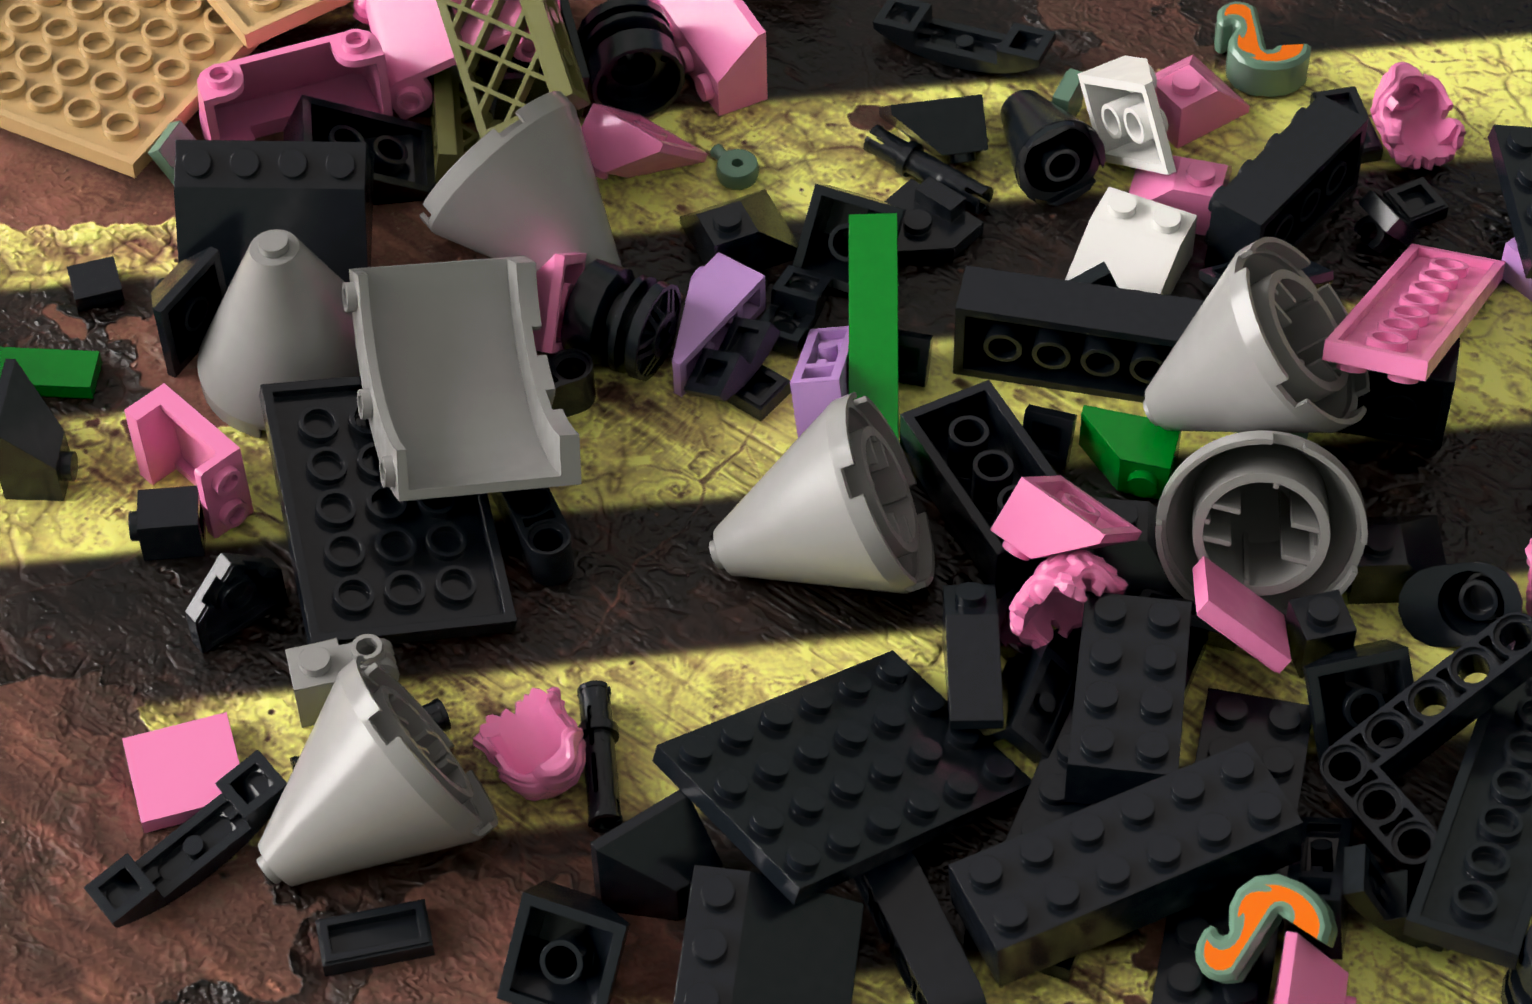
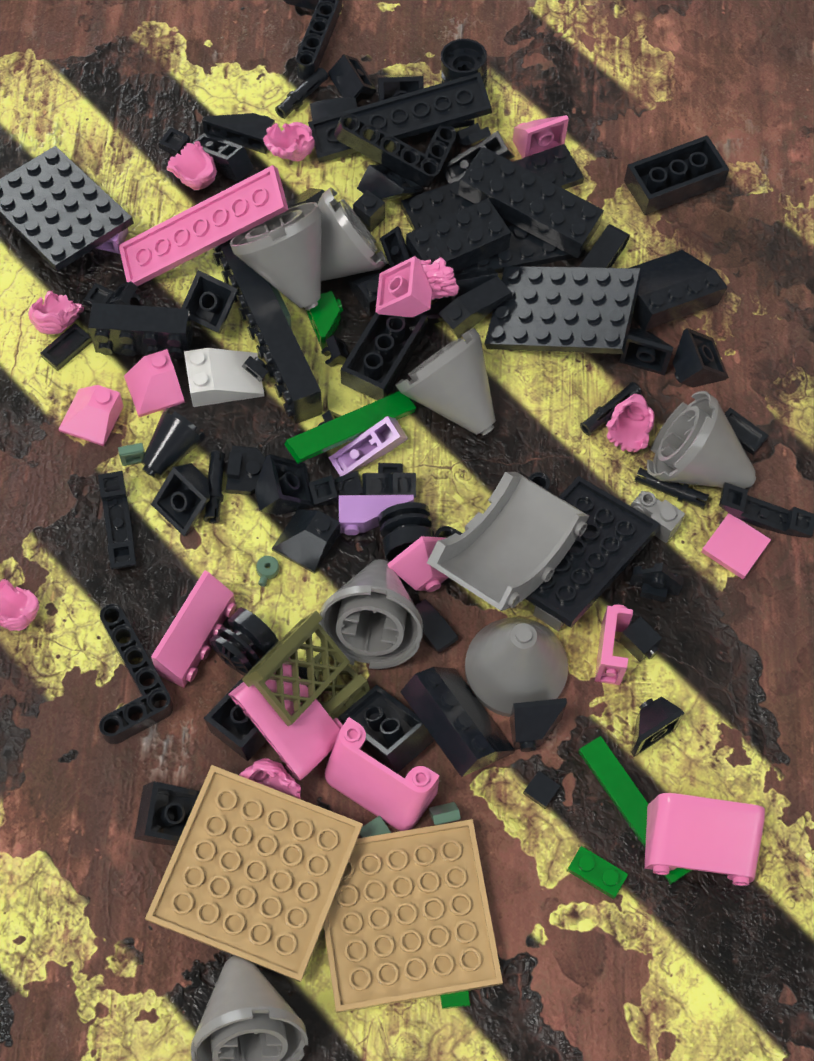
camera: 130 degrees left, 15 degrees up
(632, 145) = (287, 604): bright pink slope -> none
(1128, 114) = (141, 403): white slope -> none
(1241, 615) = (391, 226): bright pink tile -> none
(1249, 63) = (48, 402): sand green animal -> none
(1253, 920) = (523, 149): sand green animal -> none
(1456, 602) = (316, 170): black piece -> none

